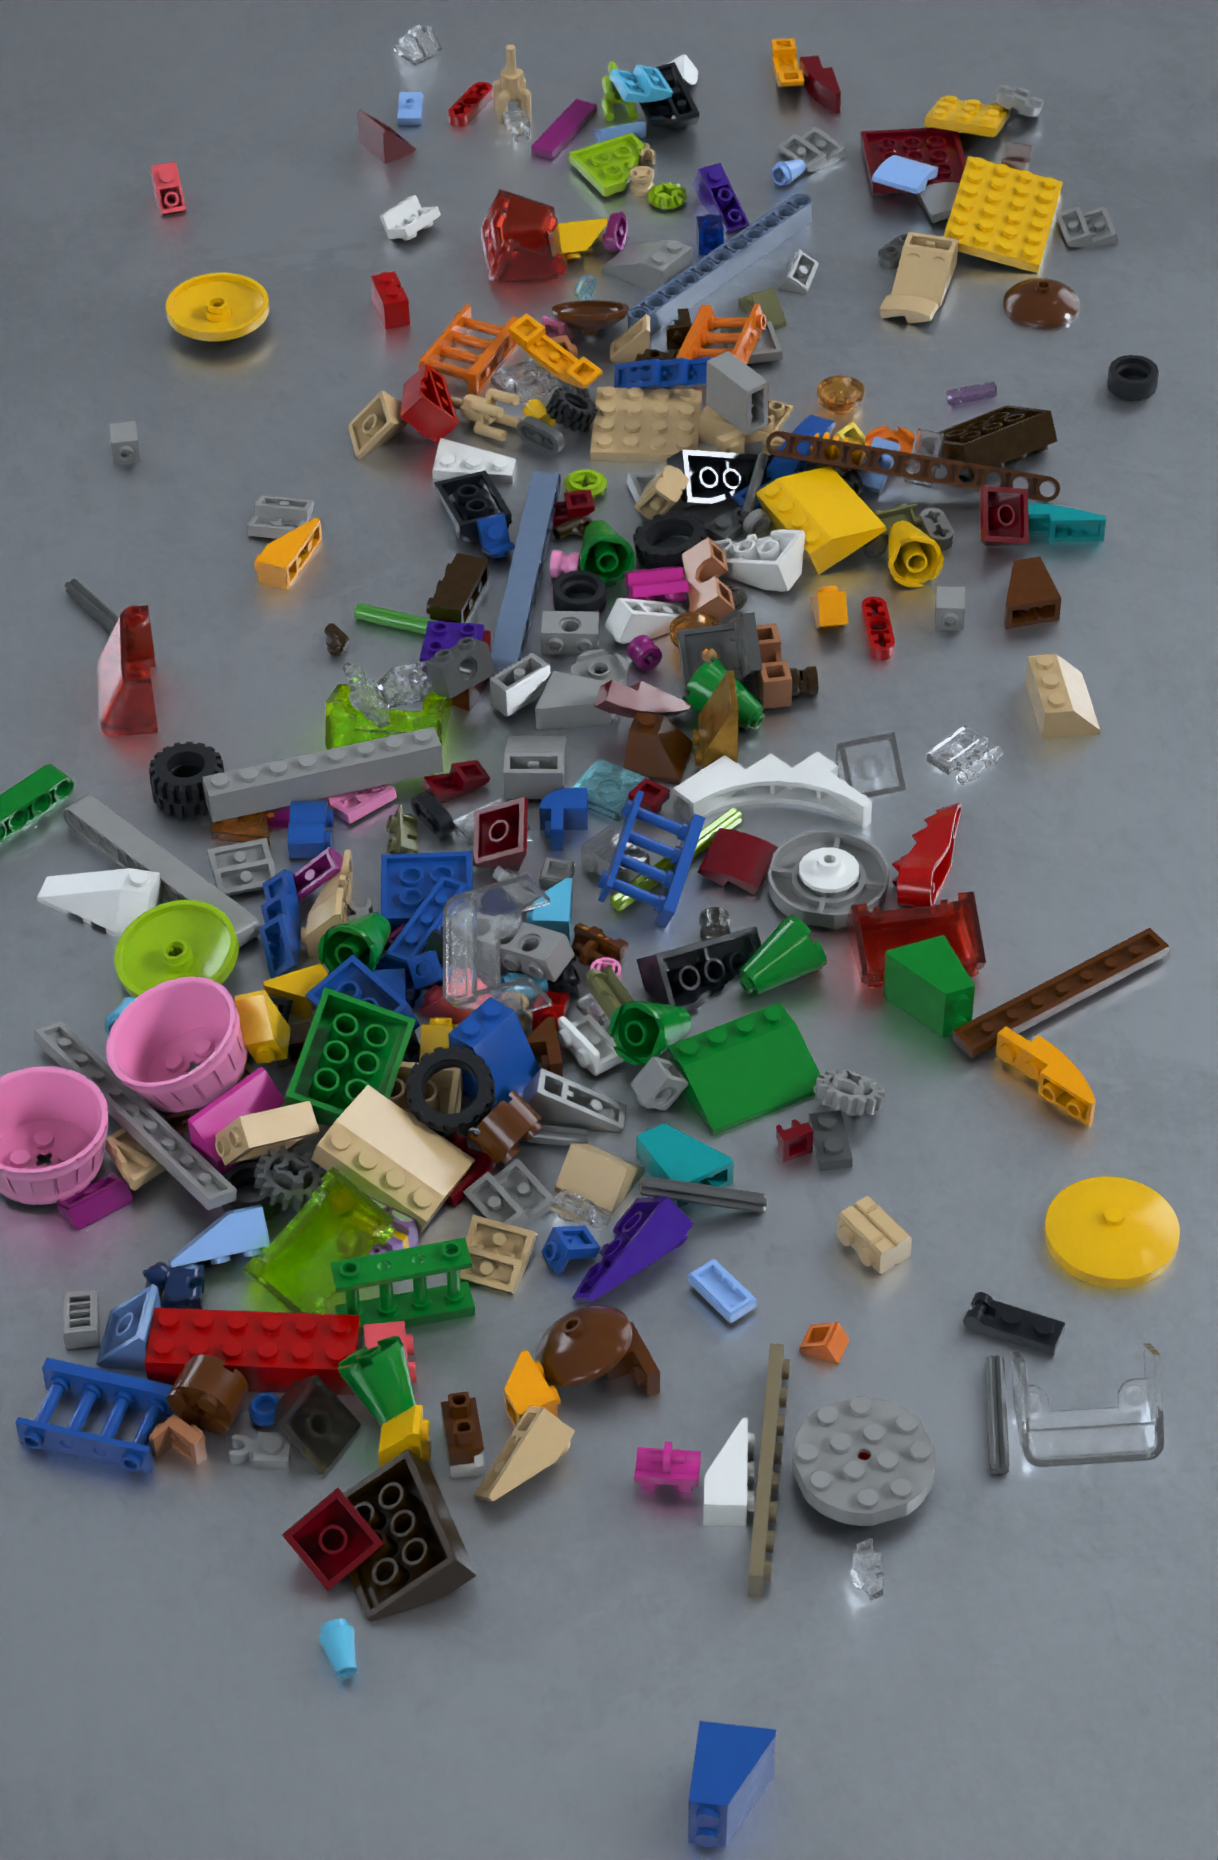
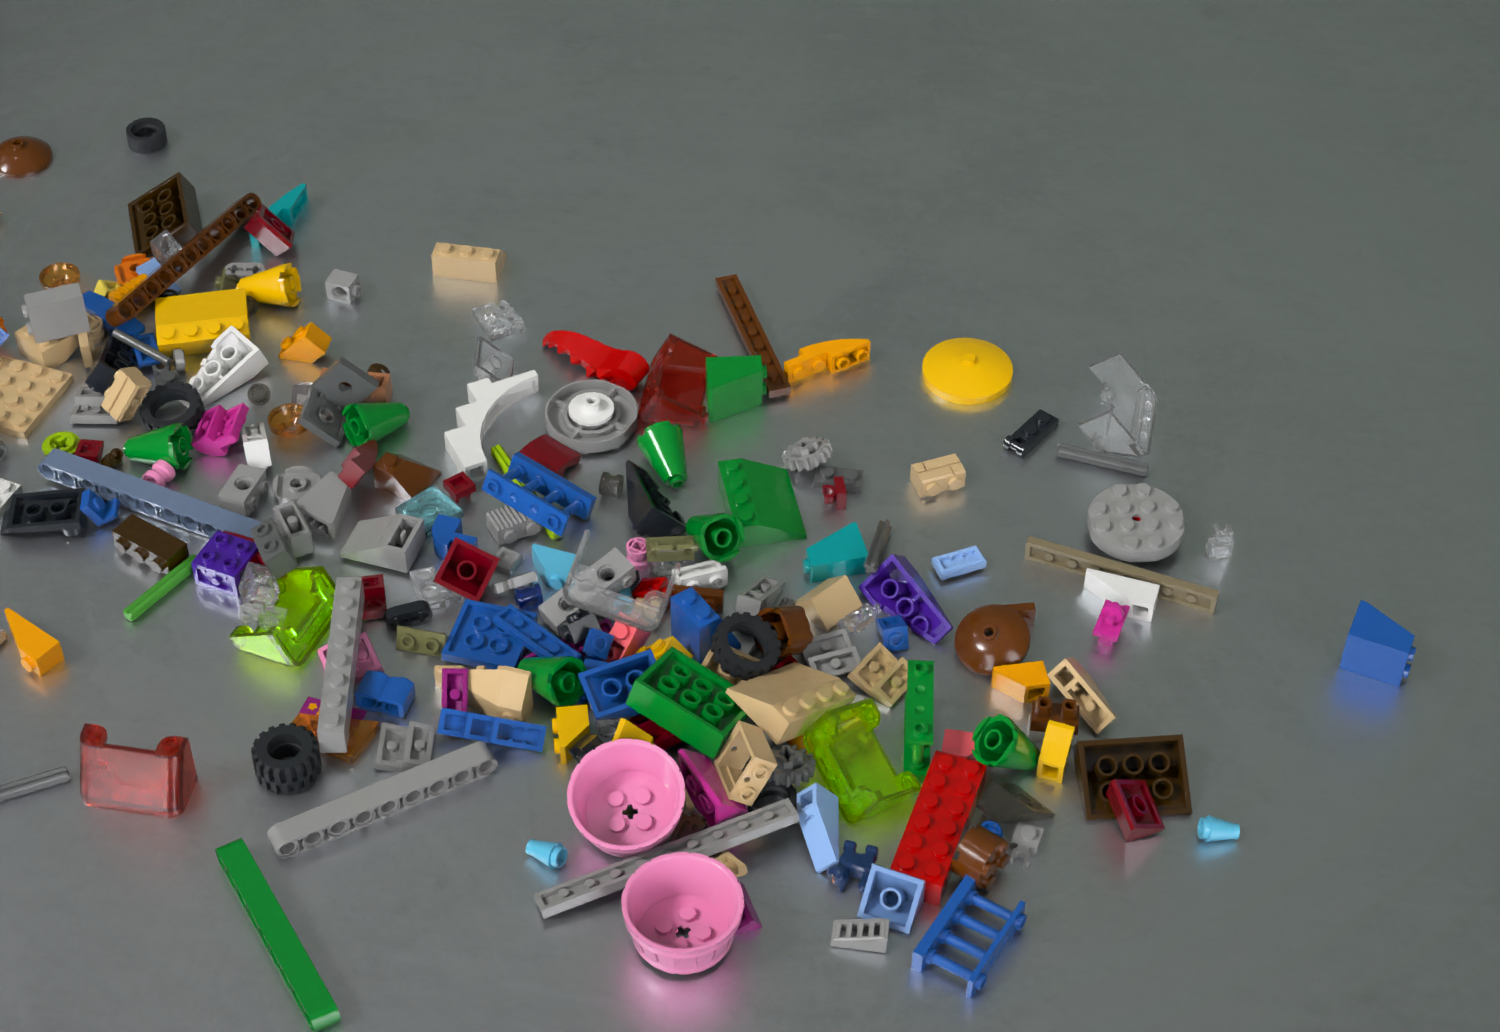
camera: 75 degrees left, 0 degrees up
(104, 897) = (403, 835): white wedge -> none
(176, 943) = (496, 799): lime dish -> none
(178, 1435) = (1007, 885): nougat bracket -> none
(338, 638) = (158, 634): dark brown arm -> none
(575, 582) = (195, 465): black tyre -> none
(592, 944) = (603, 546): reddish brown hips -> none
(644, 653) = (292, 455): magenta wheel -> none
(659, 1084) = (762, 546): light grey brick -> none
(702, 568) = (220, 392): nougat arch -> none
(718, 725) = (419, 422): pearl gold slope -> none
(825, 1342) = (1016, 525): orange slope -> none
(872, 636) = (351, 330): red beam -> none
(971, 393) = (102, 216): clear purple axle -> none
(1031, 595) = (350, 244): reddish brown slope -> none

